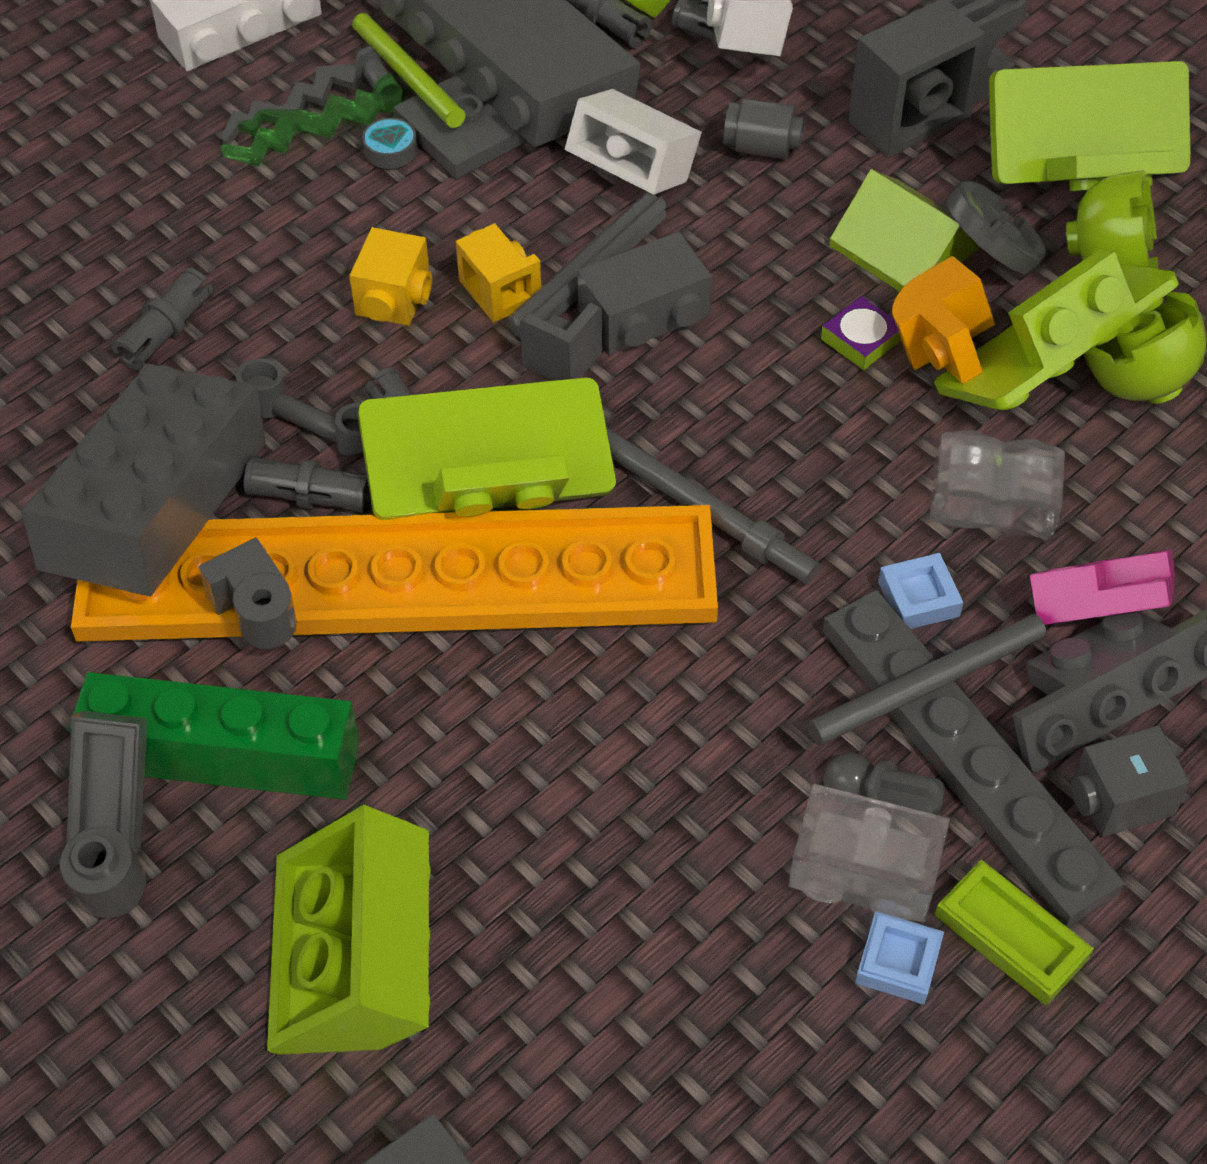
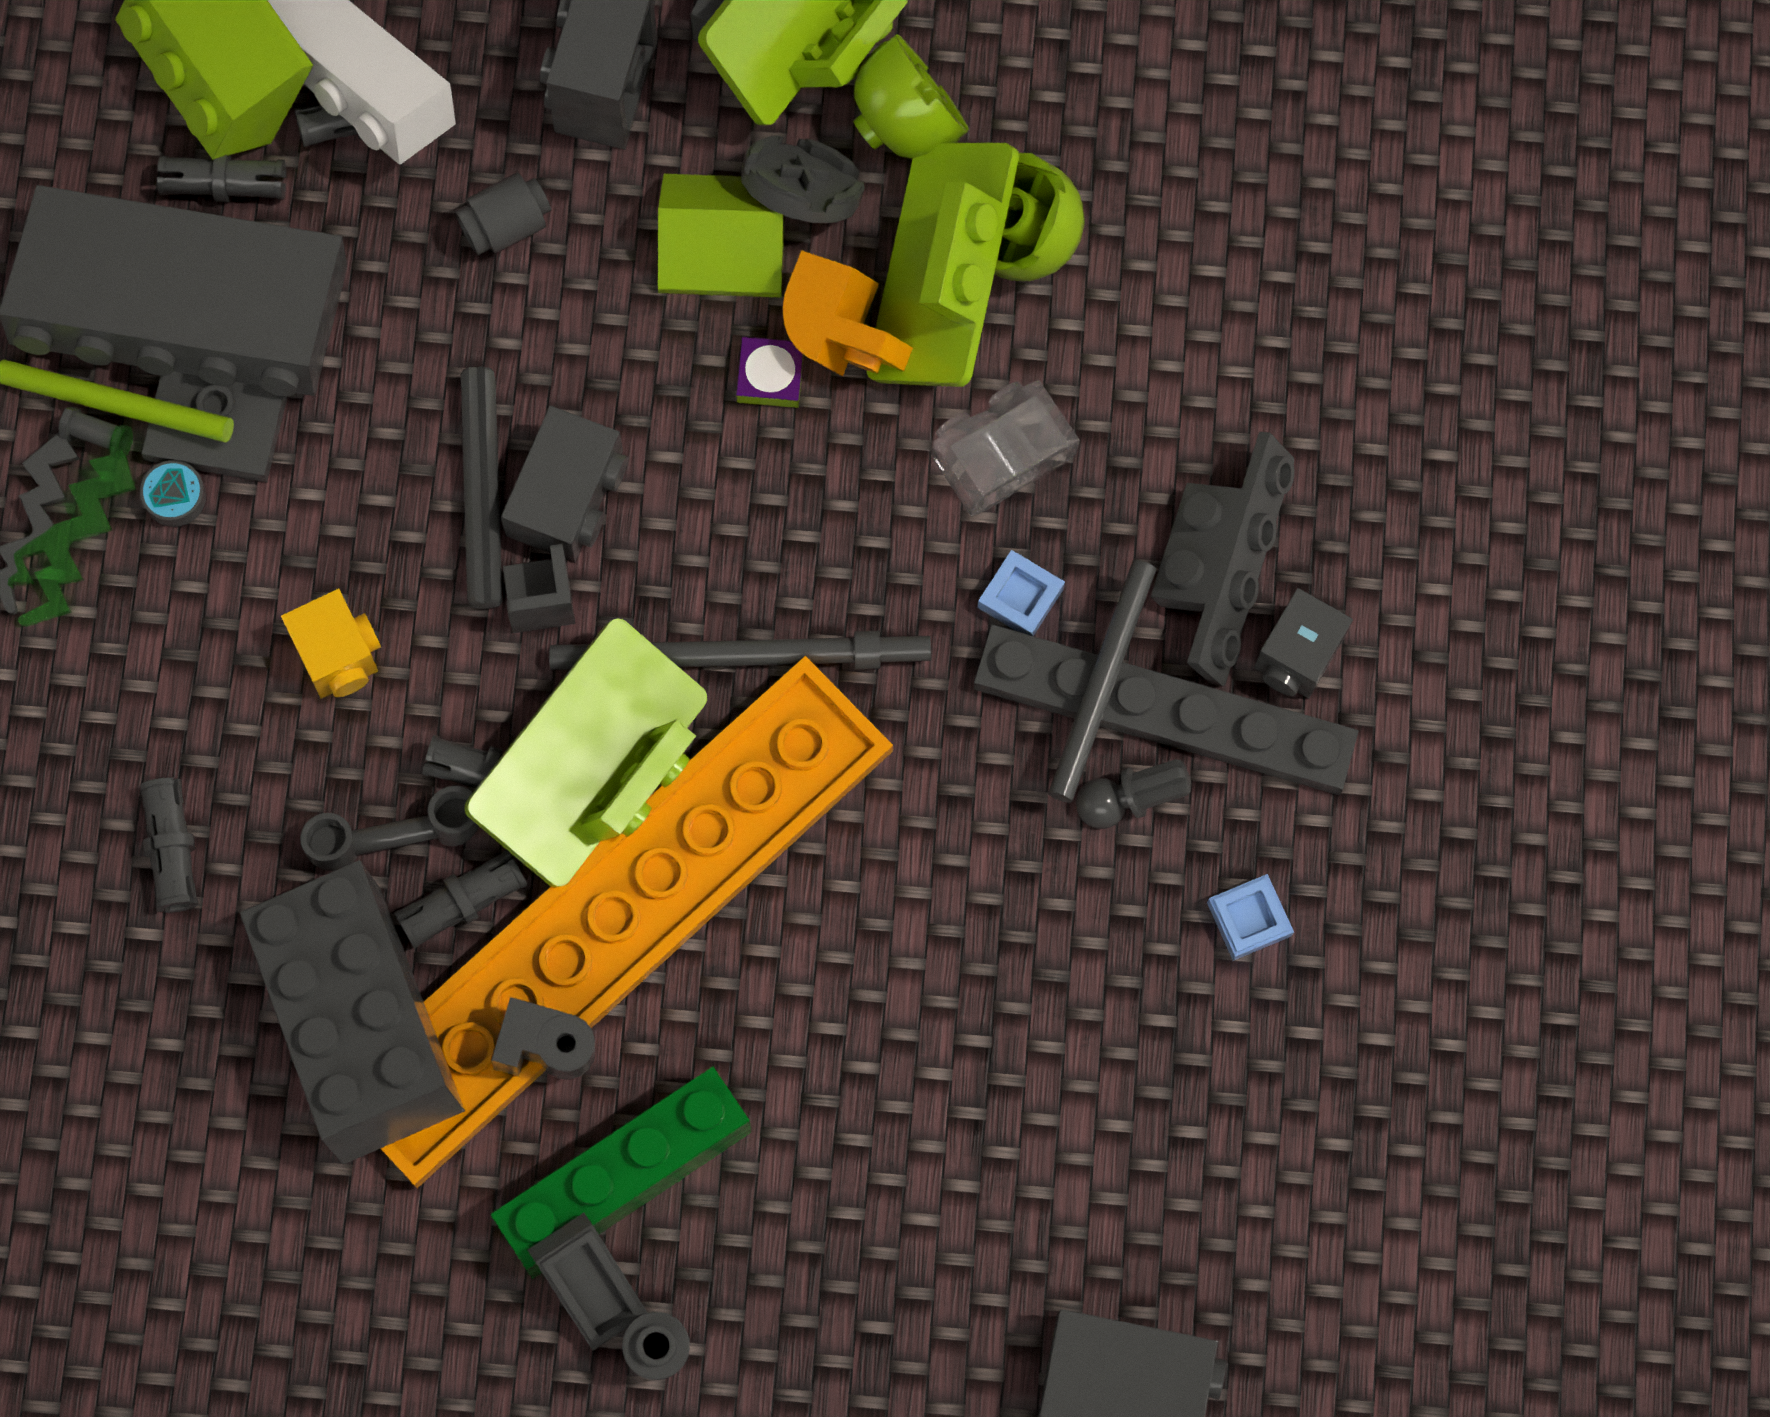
camera: 45 degrees left, 20 degrees up
(351, 937) = (869, 1235): lime slope -> none
(496, 271) = (415, 562): yellow brick -> none
(632, 141) = (408, 327): white brick -> none
(868, 853) = (1172, 860): clear brick -> none
(1013, 932) = (1310, 830): lime tile -> none
(1104, 587) = (1160, 481): dark pink slope -> none

